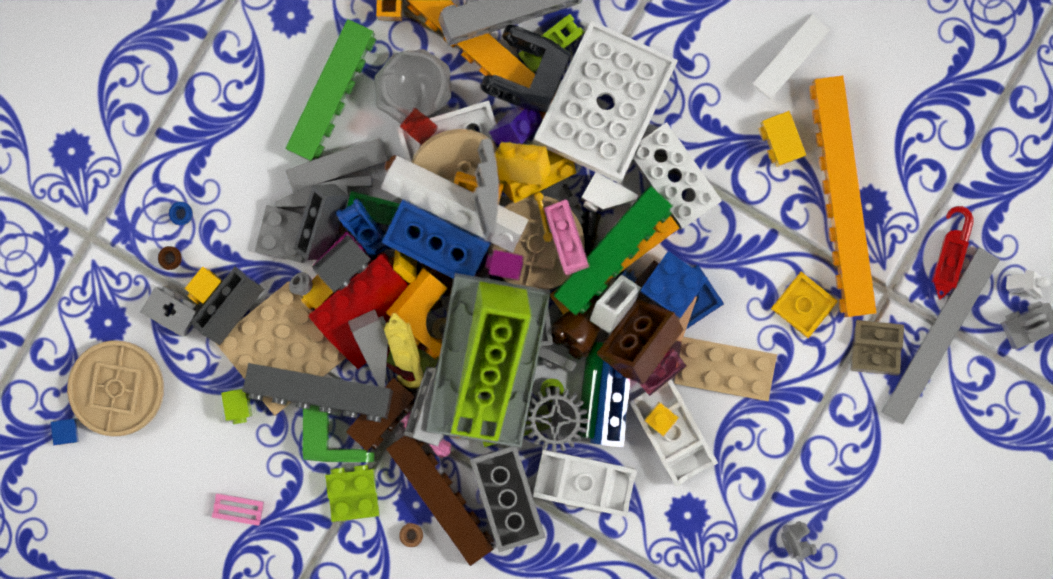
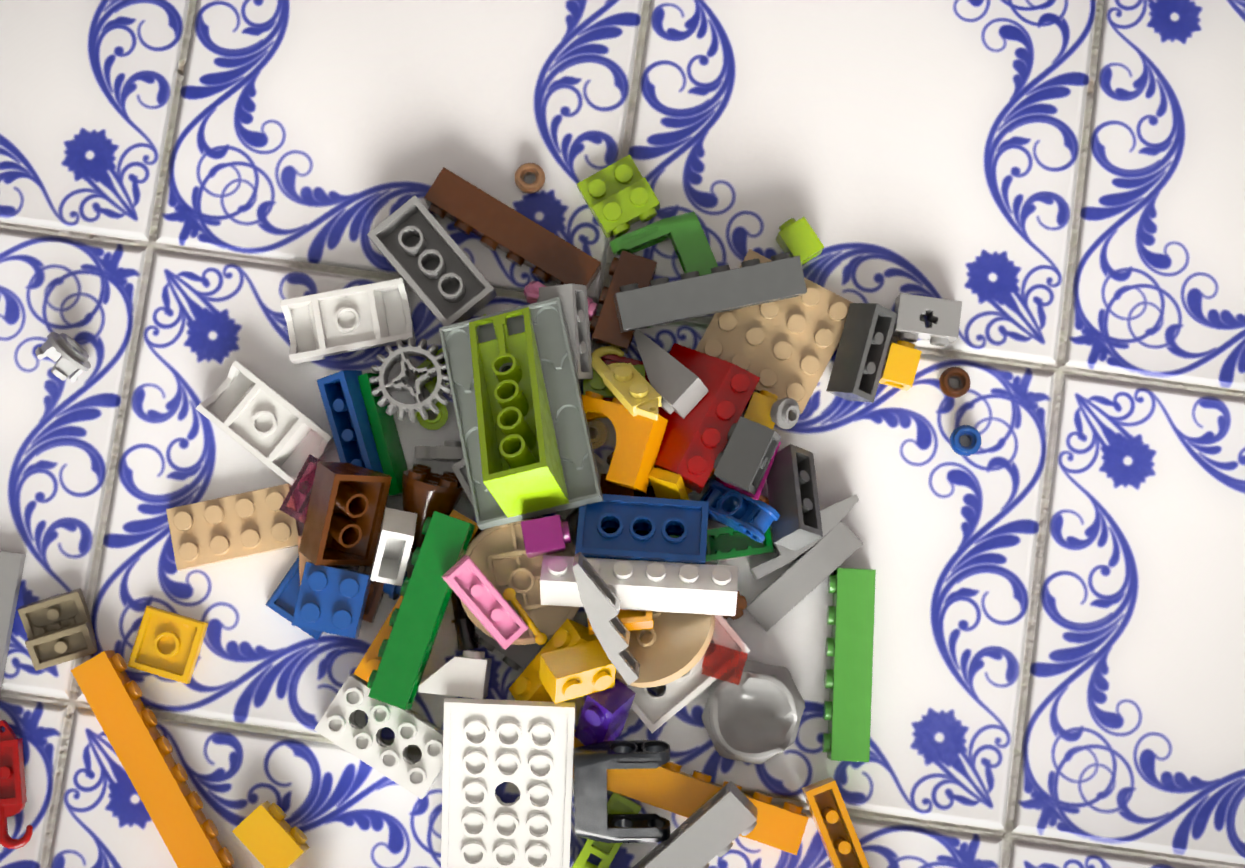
camera: 155 degrees right, 5 degrees down
(64, 431) = (986, 130): blue tile -> none
(115, 388) = (949, 203): tan plate -> none
(217, 506) = (744, 113): bright pink tile -> none
(279, 233) = (837, 466): light grey plate -> none
(661, 418) = (282, 430): yellow brick -> none

